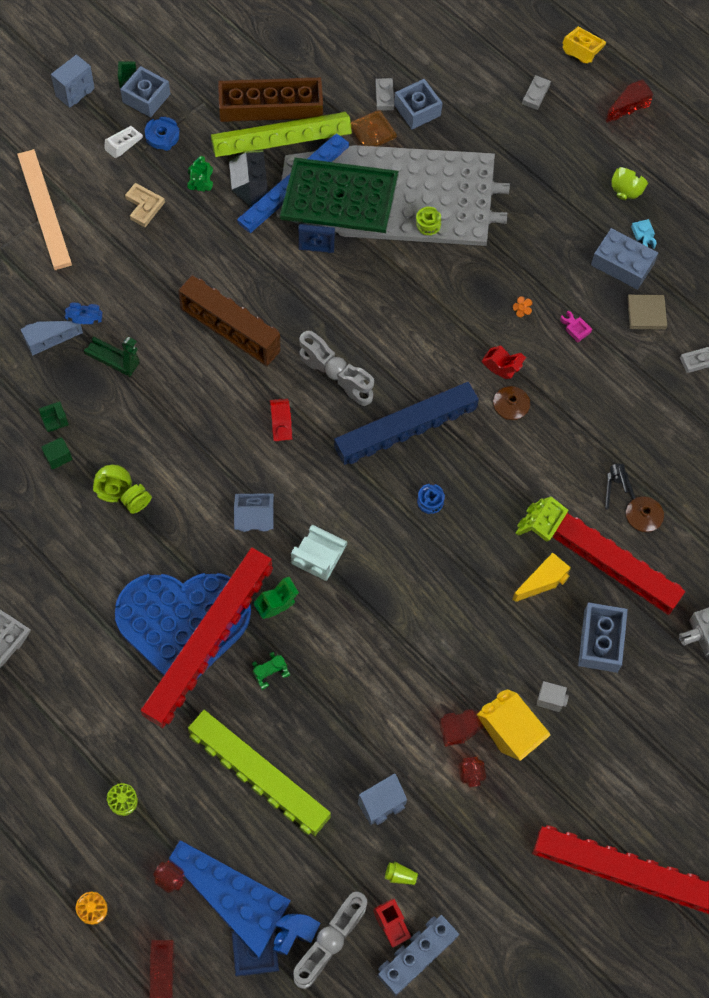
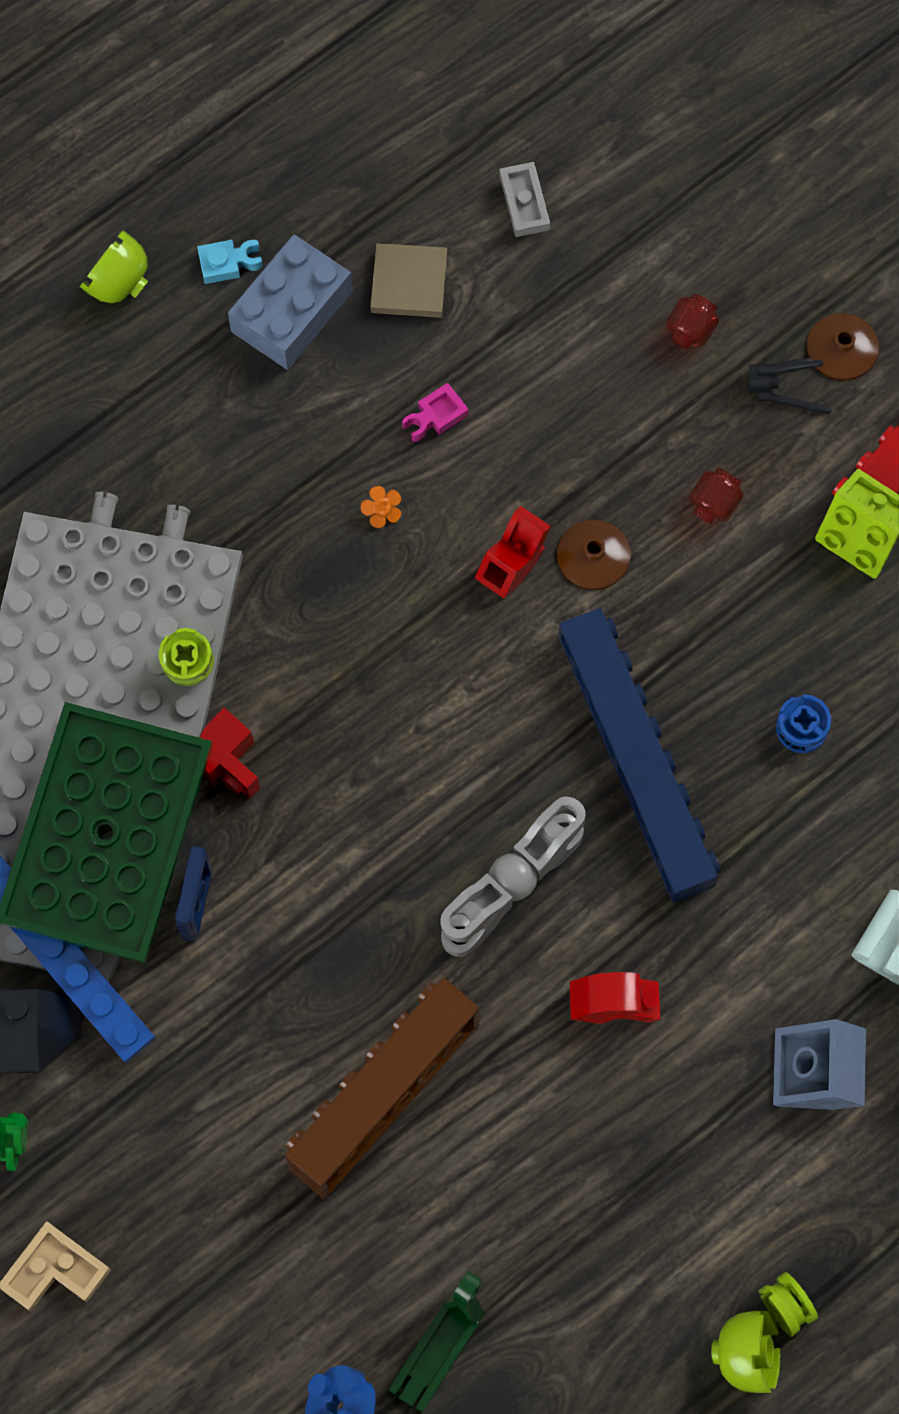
camera: 80 degrees left, 5 degrees up
(388, 247) = (229, 742): none -> red brick
(548, 453) = (716, 496): none -> clear red head
(644, 438) = (692, 321): none -> clear red head

